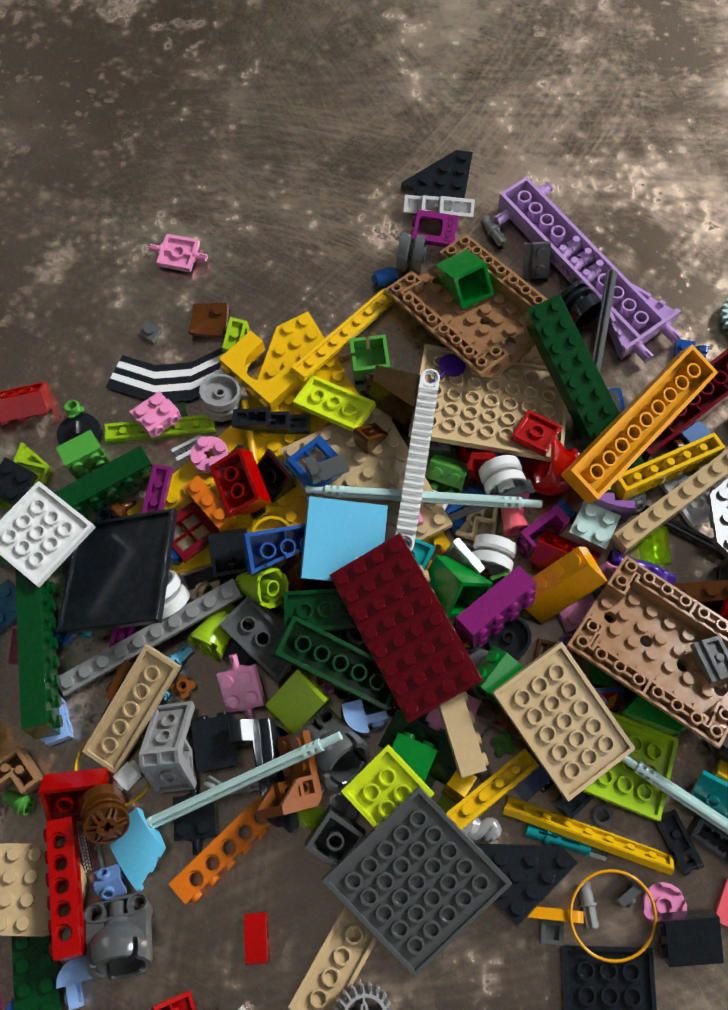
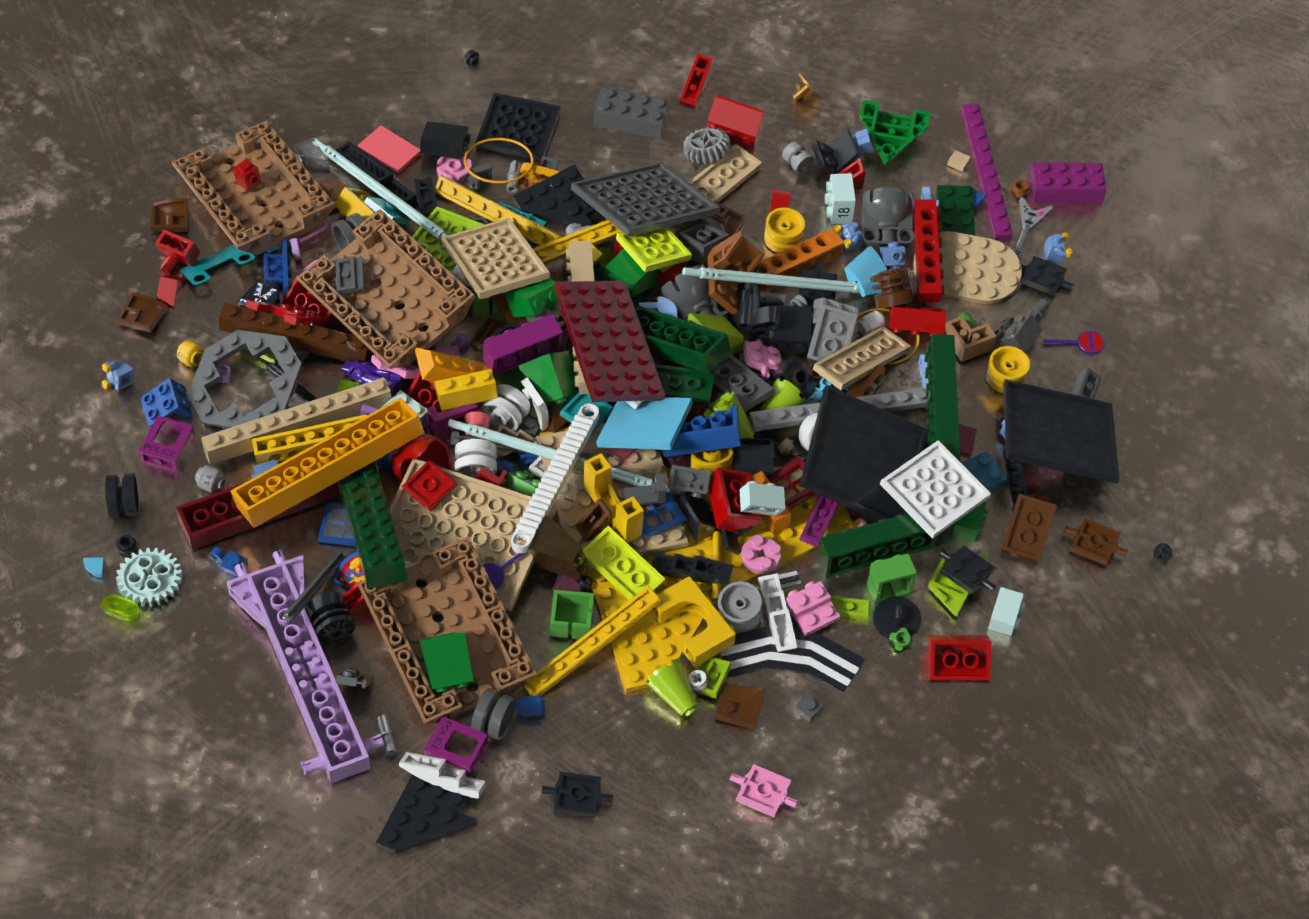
camera: 175 degrees left, 15 degrees down
(163, 901) = (850, 235): none -> medium blue piece
(179, 958) = (840, 199): none -> light aqua brick
(187, 404) = (777, 612): none -> white slope
(202, 665) = (797, 375): none -> black brick
(209, 475) = (762, 498): none -> light aqua brick
(229, 892) = (783, 229): none -> yellow wheel
(246, 318) = (699, 685): none -> white bush
(267, 313) = (674, 688): none -> lime cone
(287, 495) = (689, 481): none -> dark grey bracket
(315, 896) = (727, 220): none -> reddish brown plate
(327, 218) = (577, 794): none -> black plate
(371, 462) = (626, 515): none -> yellow arch
(540, 545) = (466, 389): none -> yellow slope

